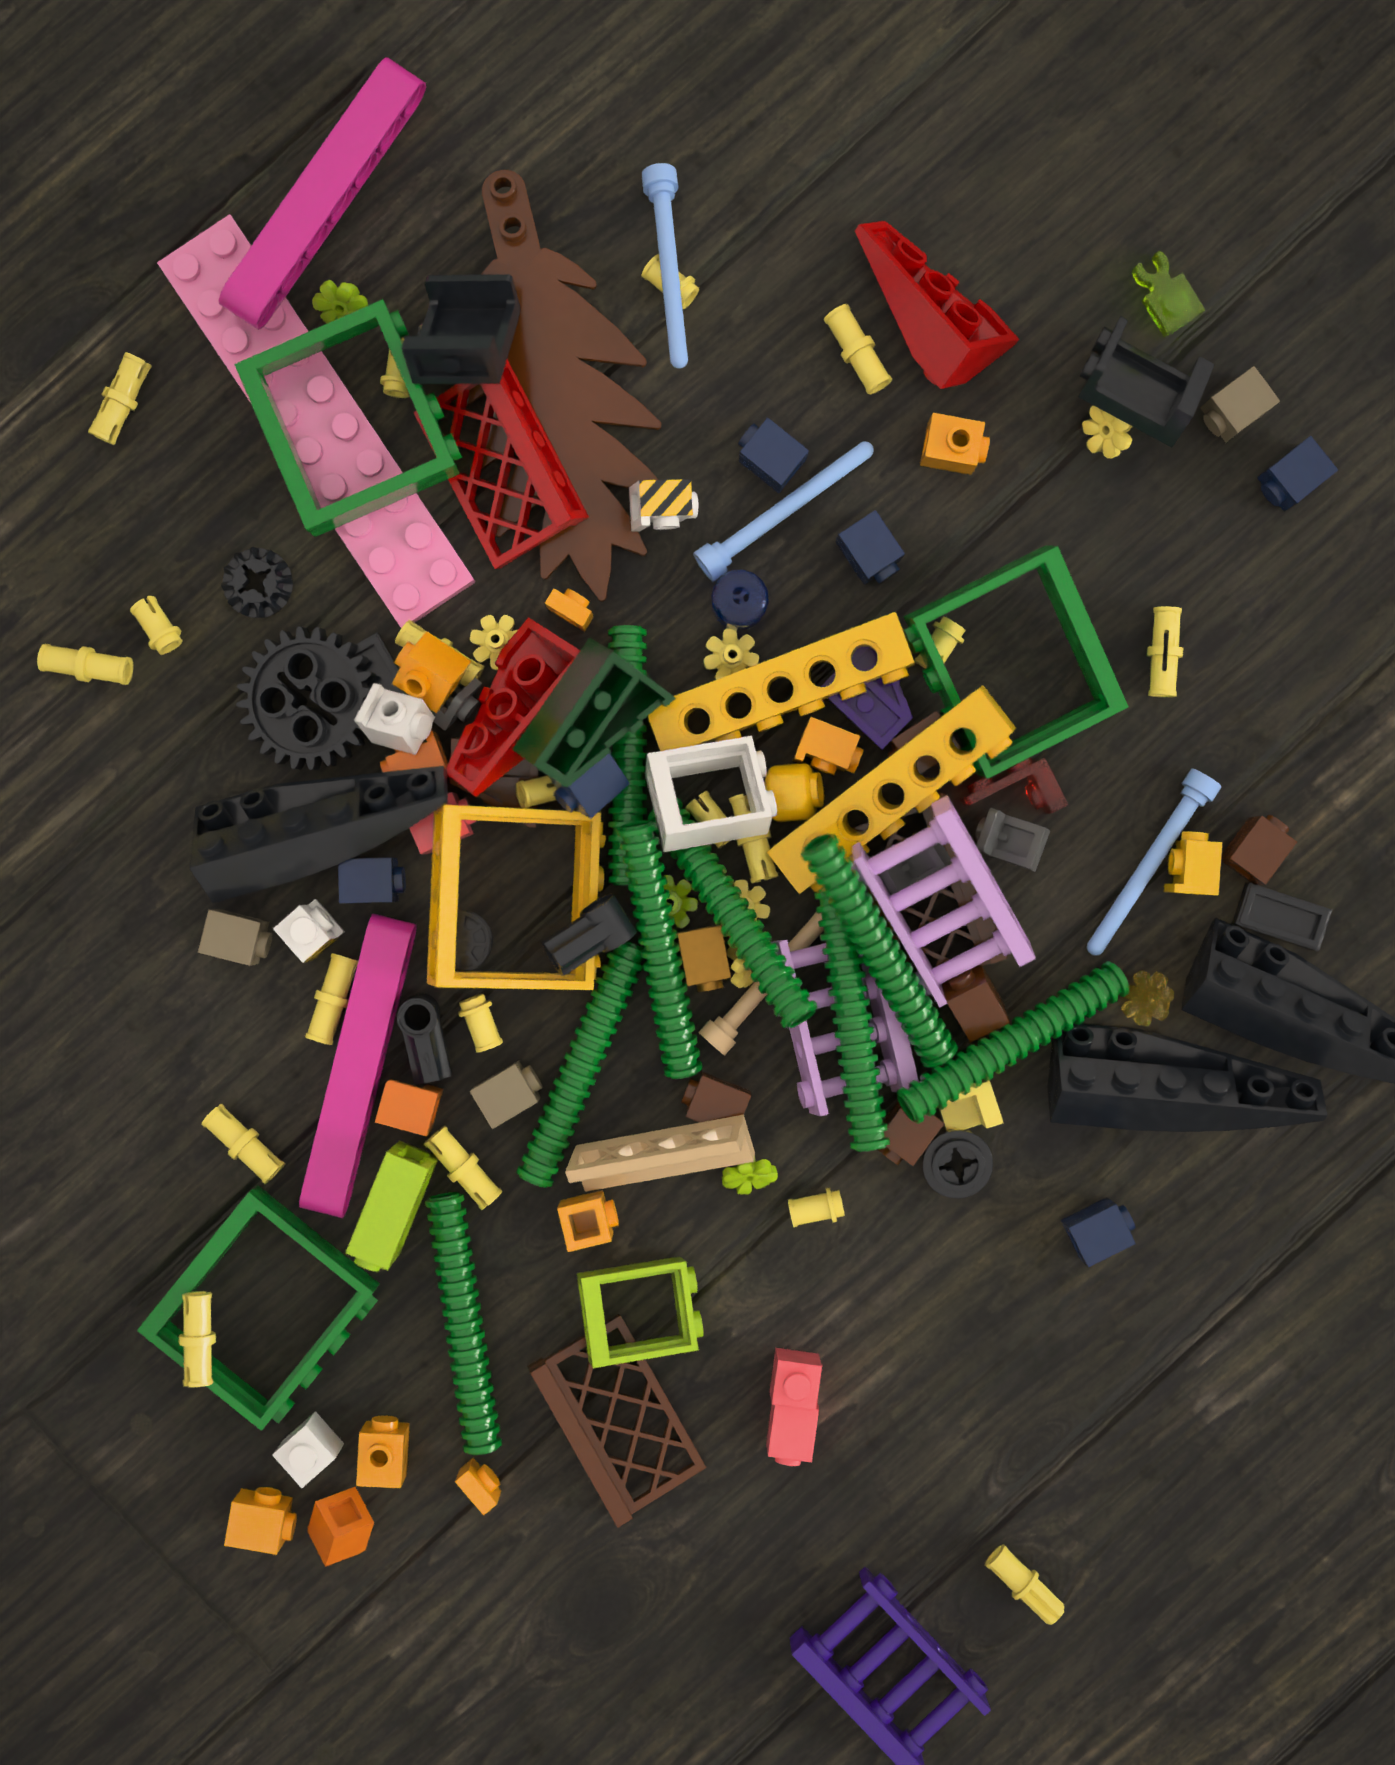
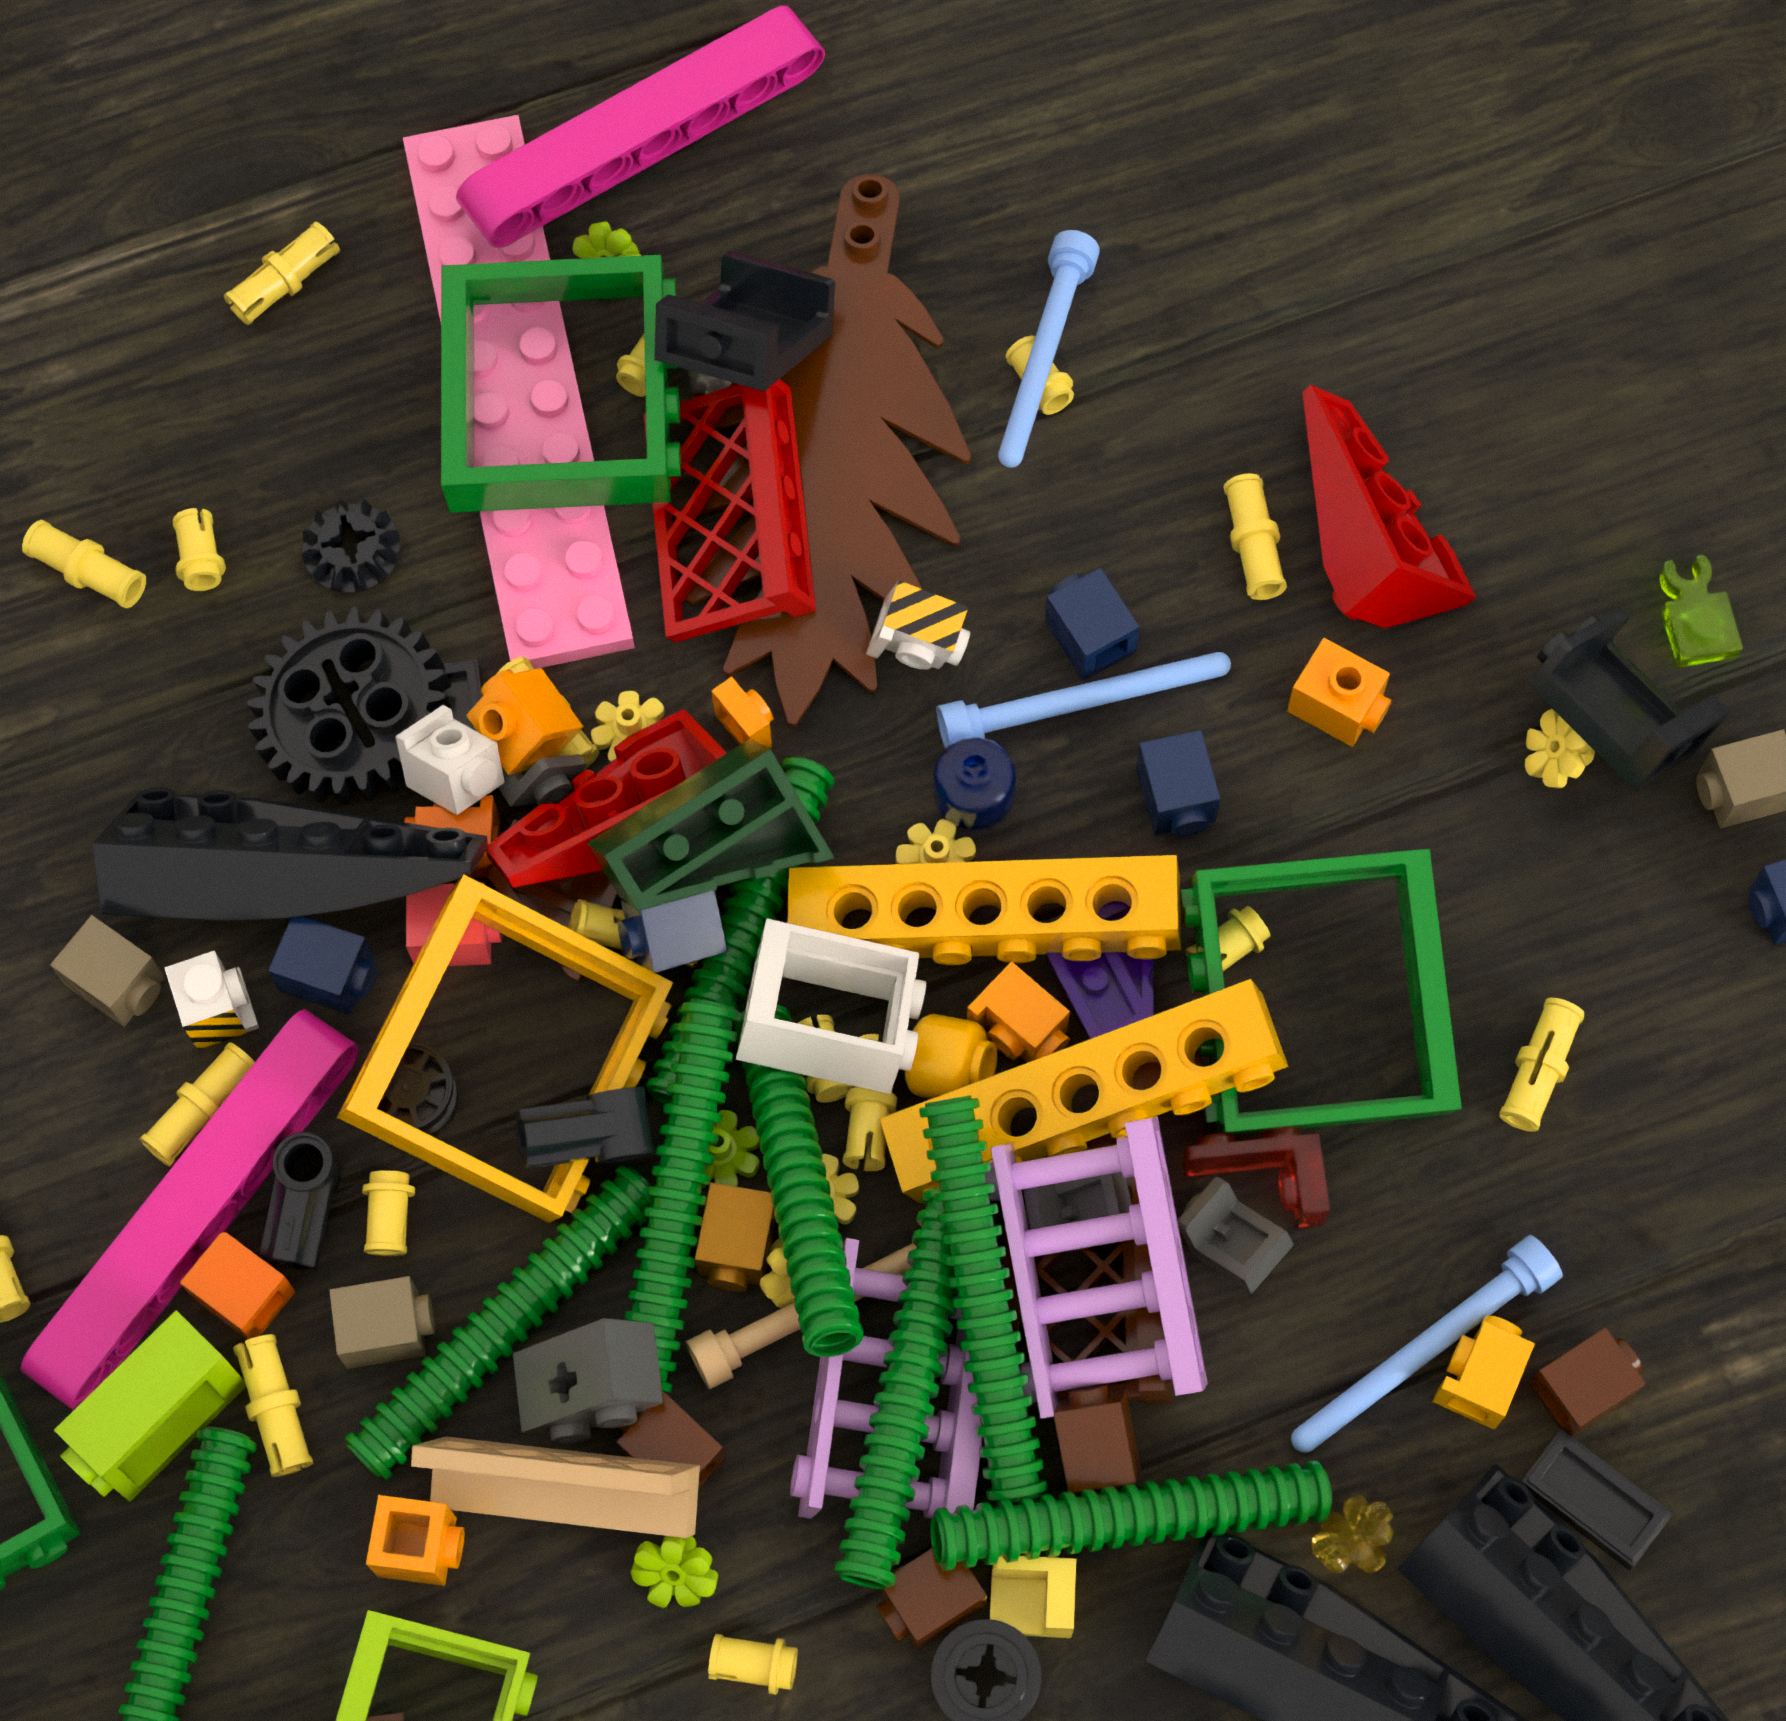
camera: 20 degrees right, 20 degrees down
(653, 1086) = (588, 1379): none -> dark grey brick

